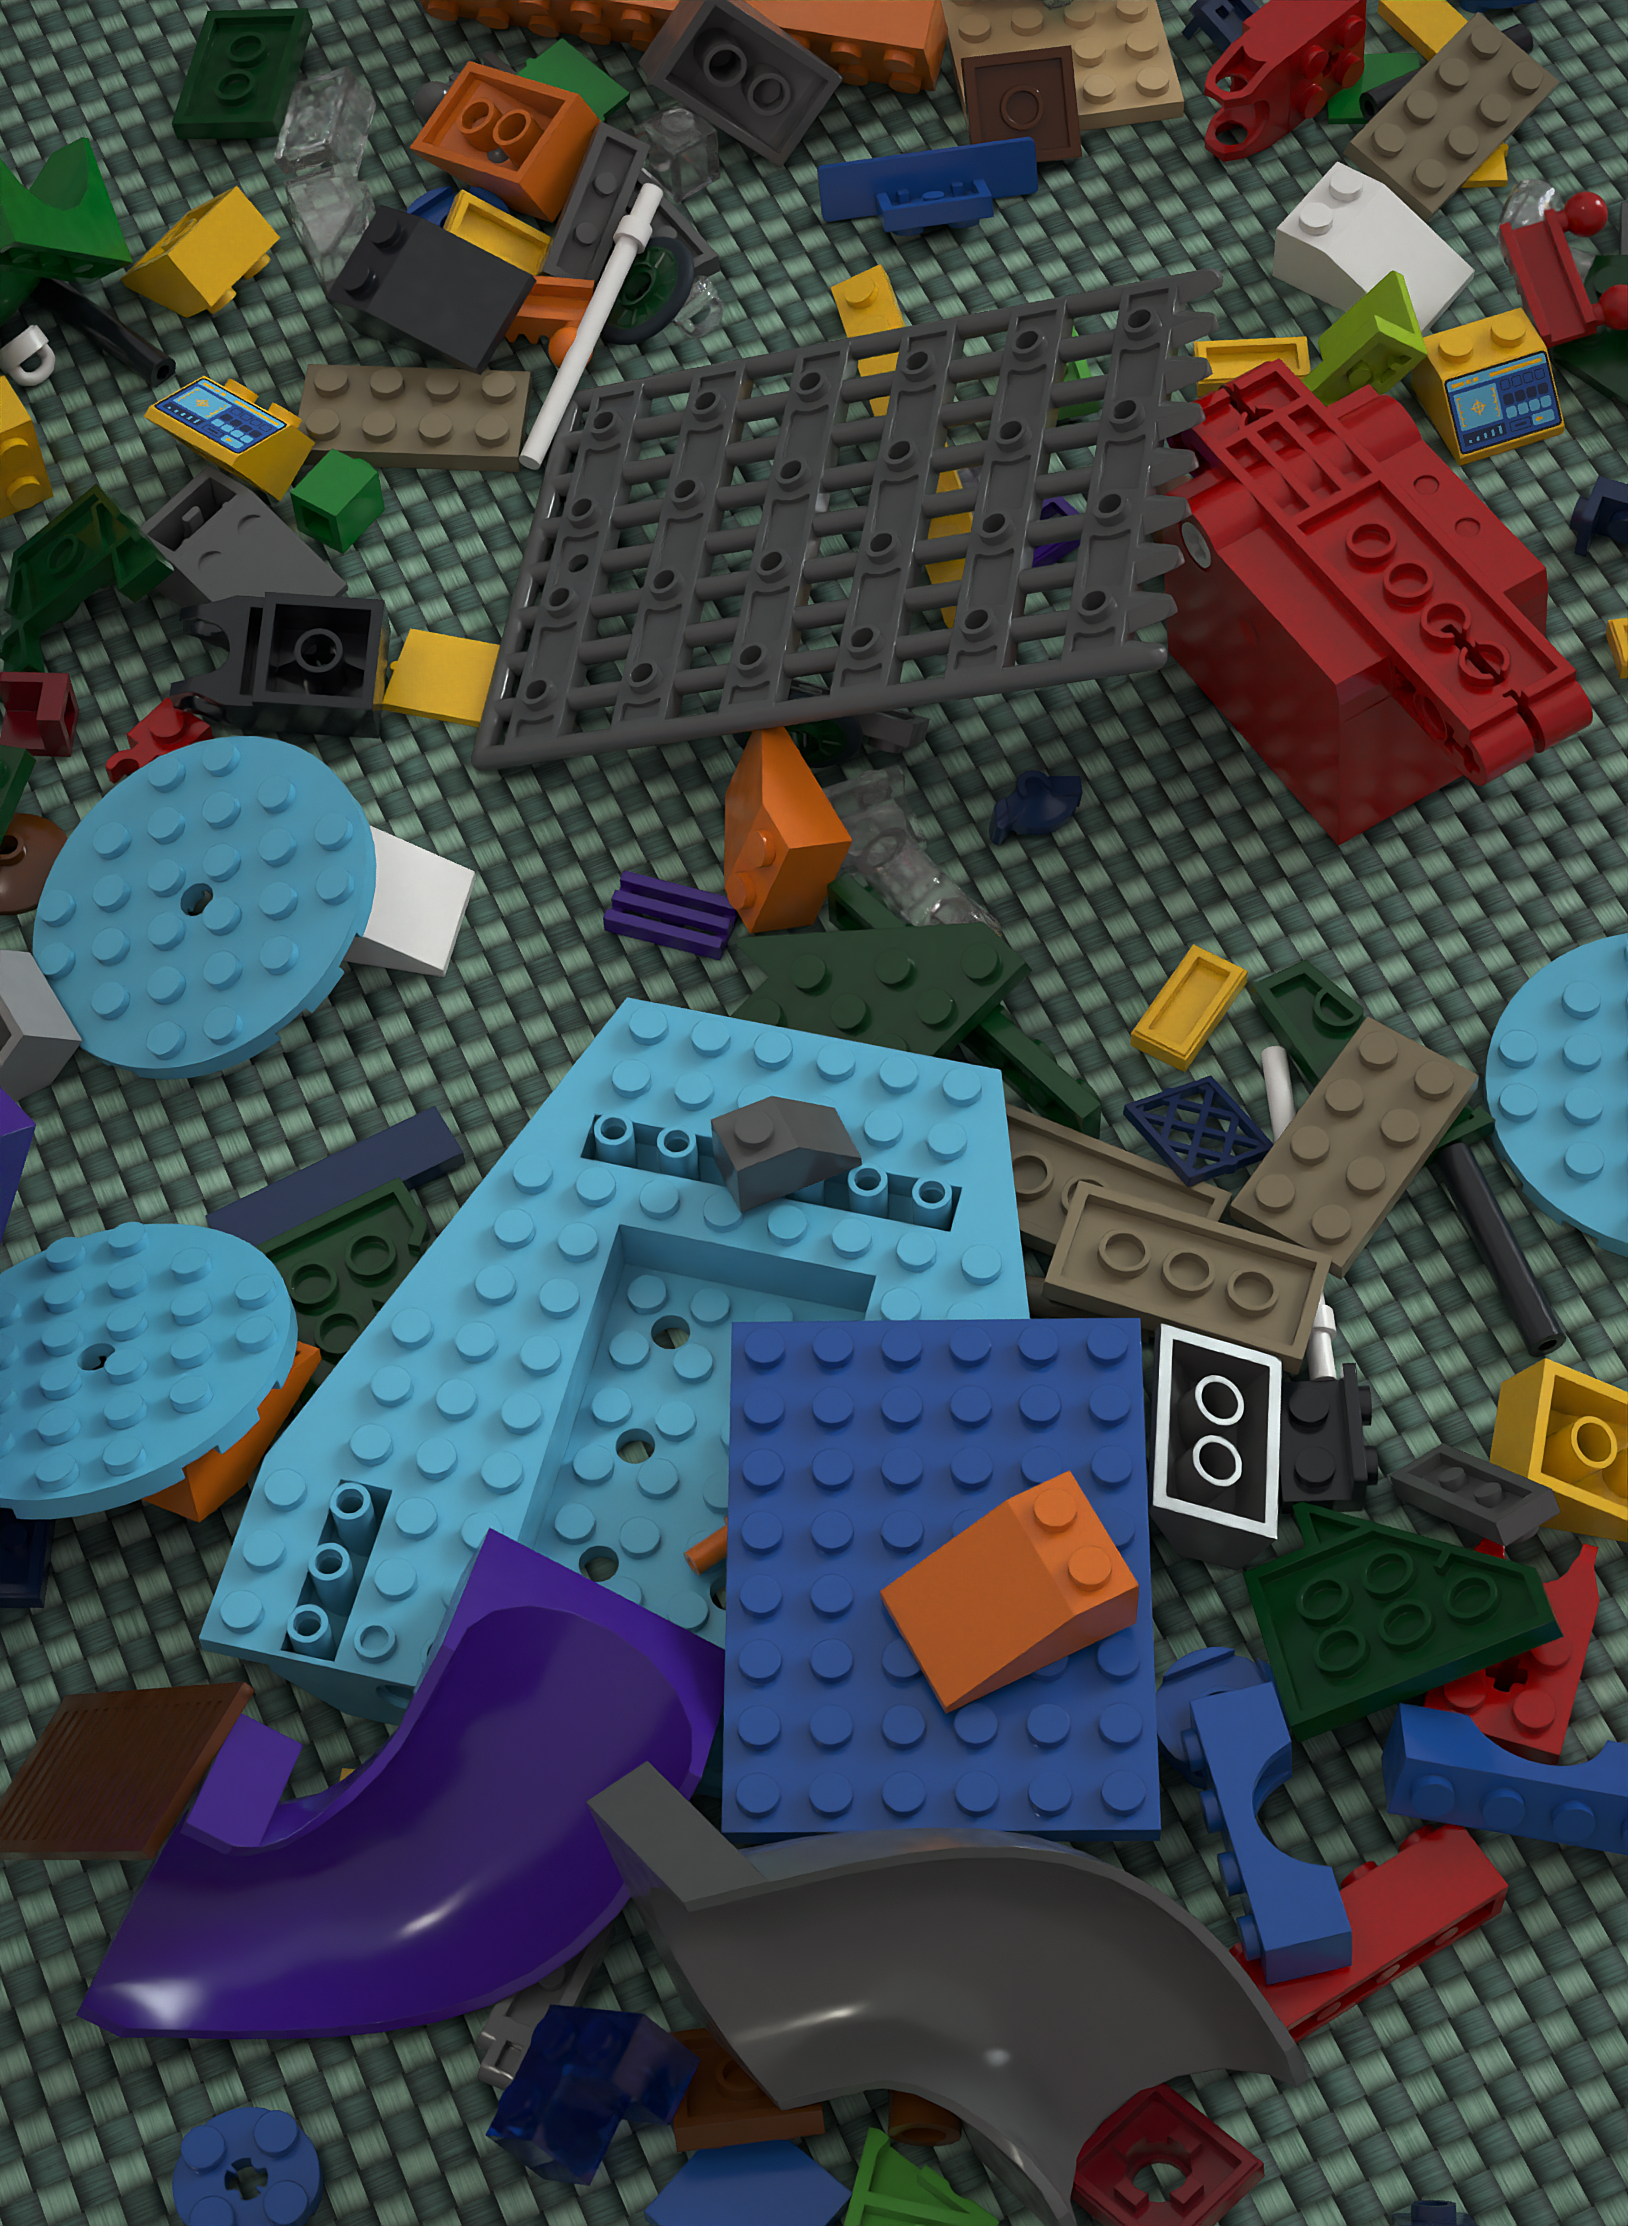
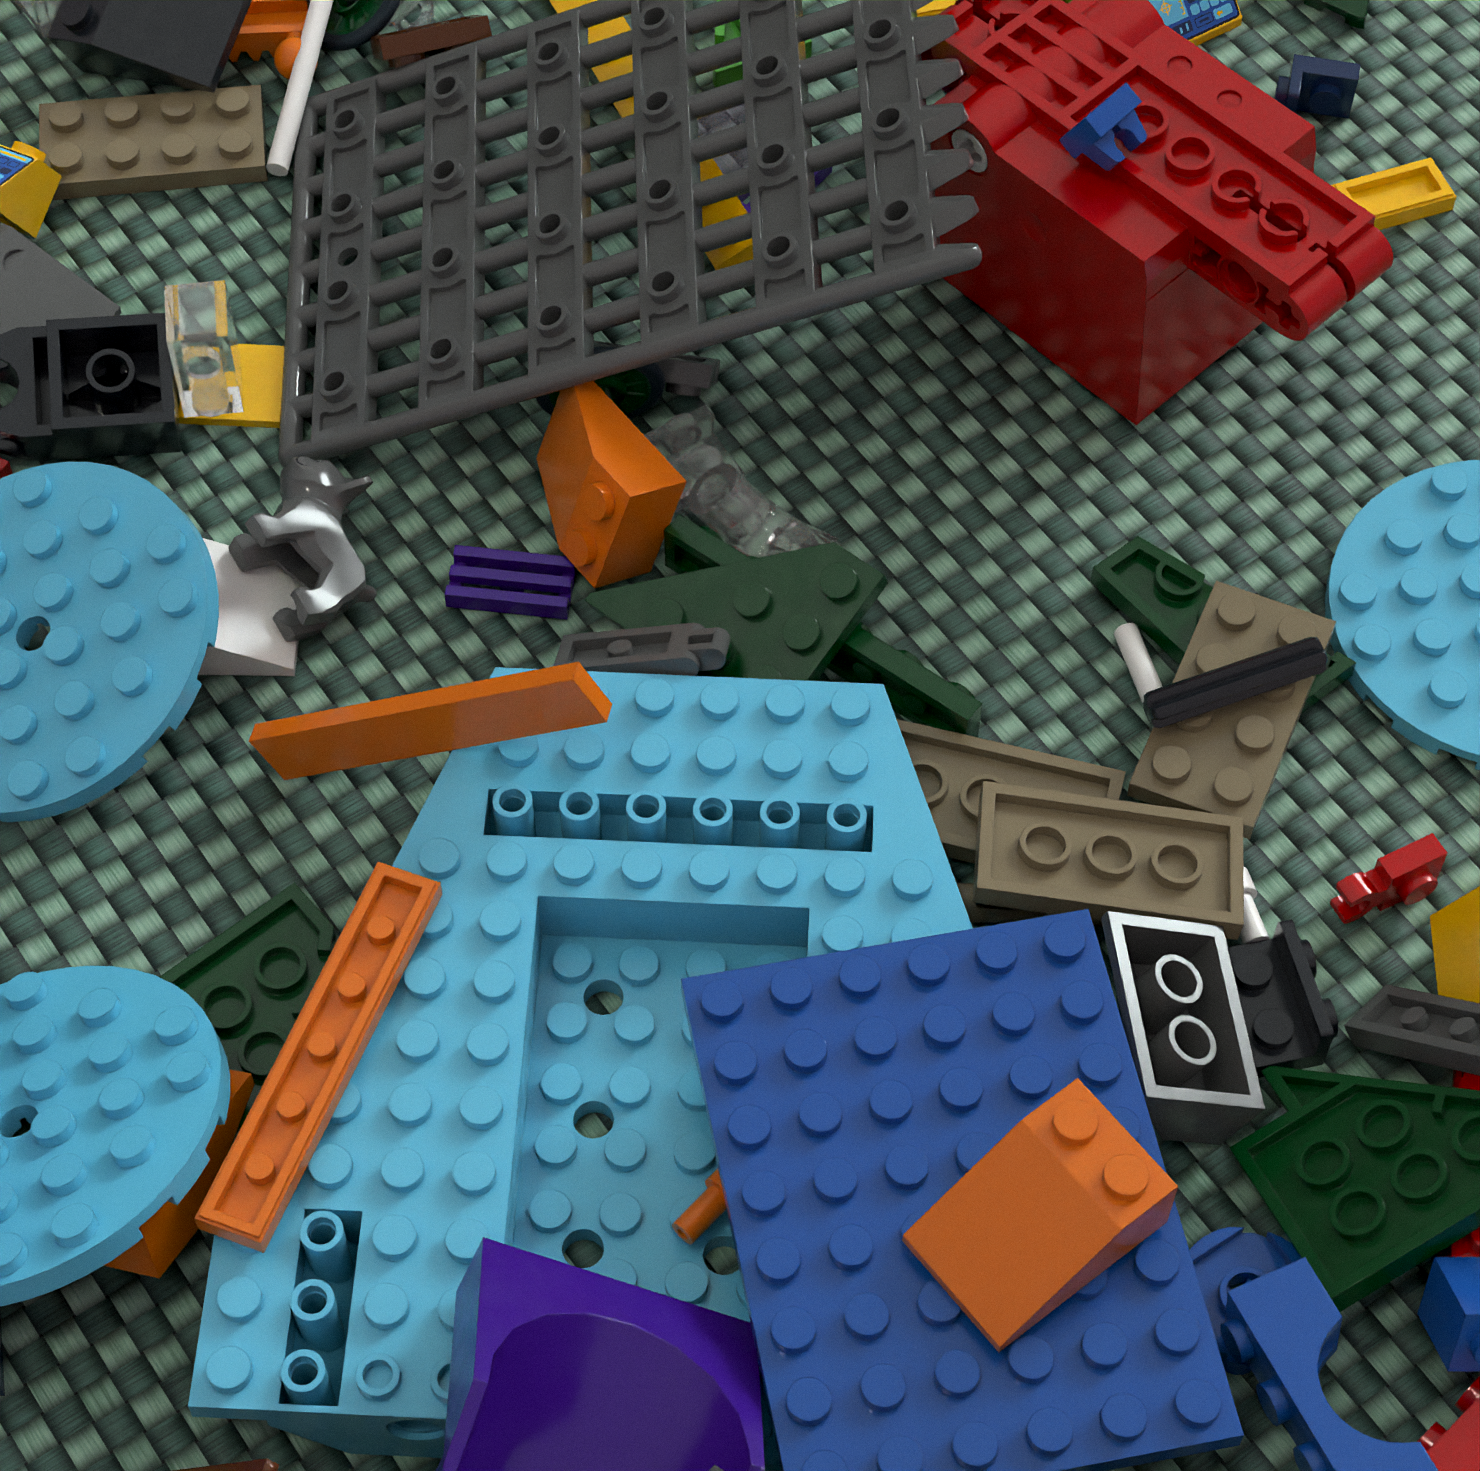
camera: 15 degrees left, 0 degrees up
(338, 500) = (95, 228): green brick -> none
(381, 1339) = (318, 1058): none -> orange tile
(412, 1150) = (299, 852): dark blue tile -> none
(415, 640) = (203, 348): none -> clear brick
(479, 851) = (309, 546): none -> dark grey animal
(552, 1041) = (432, 721): none -> orange tile
(685, 348) = (411, 44): none -> reddish brown plate
(778, 1002) = (648, 650): none -> dark grey hinge
(779, 1149) = (688, 796): dark grey slope -> none
(1036, 805) = (842, 427): dark blue piece -> none
(1167, 1149) = (1055, 737): dark blue window -> none
(1188, 1008) = (1033, 599): yellow tile -> none
(1327, 535) = (1109, 120): none -> blue tile
(1354, 1120) = (1234, 682): none -> black axle
(1479, 1340) = (1399, 876): none -> red plate
(1499, 1250) = (1385, 780): black piece -> none

